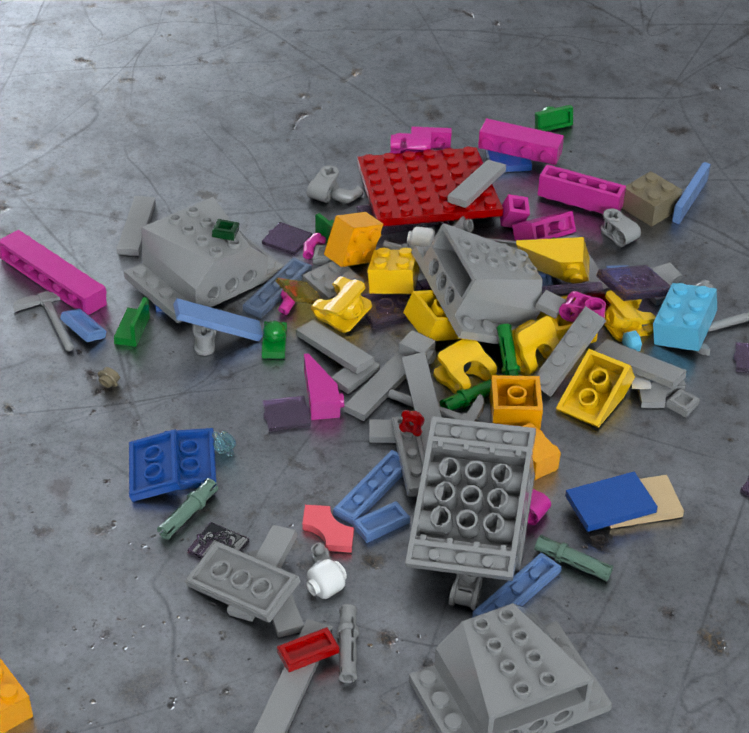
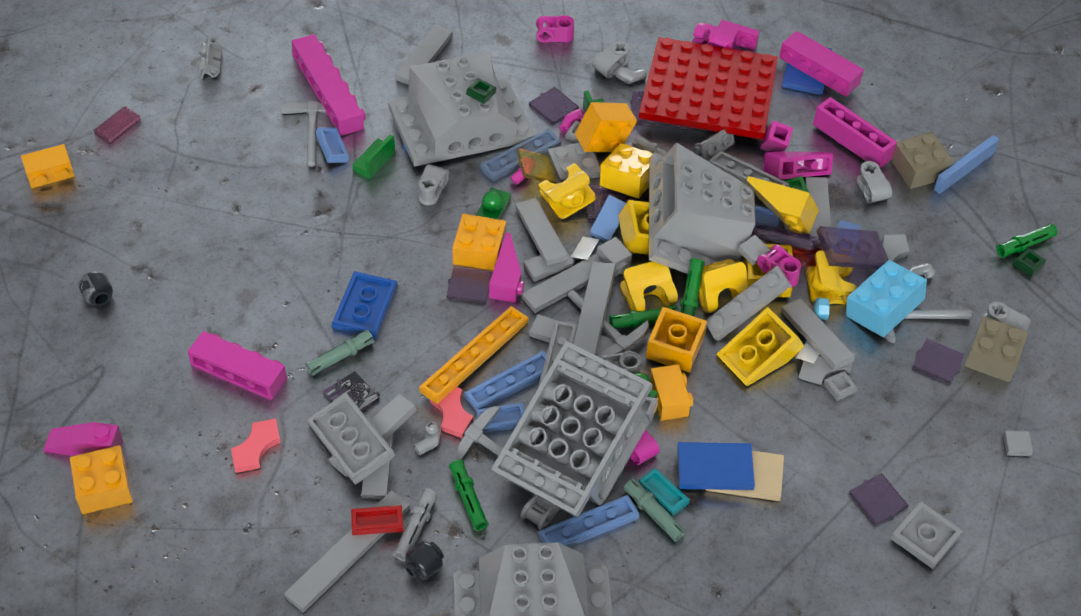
camera: 20 degrees right, 10 degrees up
(86, 550) = (237, 365): none -> dark pink brick
(108, 377) = (330, 204): dark tan plate -> none
(139, 629) = (249, 453): none -> coral tile
(154, 465) = (329, 302): blue tile -> none
(217, 320) = (444, 175): medium blue tile -> none
(224, 443) = (398, 298): clear light blue plate -> none
(257, 172) = (557, 29): none -> dark pink piece
(280, 371) = (478, 242): none -> light orange brick
(325, 473) = (473, 355): none -> light orange tile
(326, 578) = (424, 458): white head -> none
(365, 542) = (475, 434): none -> light grey piece
(376, 671) = (424, 560): none -> black head
(383, 350) = (585, 248): none -> white sticker
(394, 319) = (607, 220): none -> medium blue tile
(406, 618) = (464, 485): none -> green pin
(414, 417) = (567, 331): red plate -> none
(420, 236) = (672, 137): white head -> none
(476, 183) = (751, 99): light grey tile -> none
(554, 118) = (870, 44): green tile -> none
(574, 538) = (664, 491): none -> teal tile

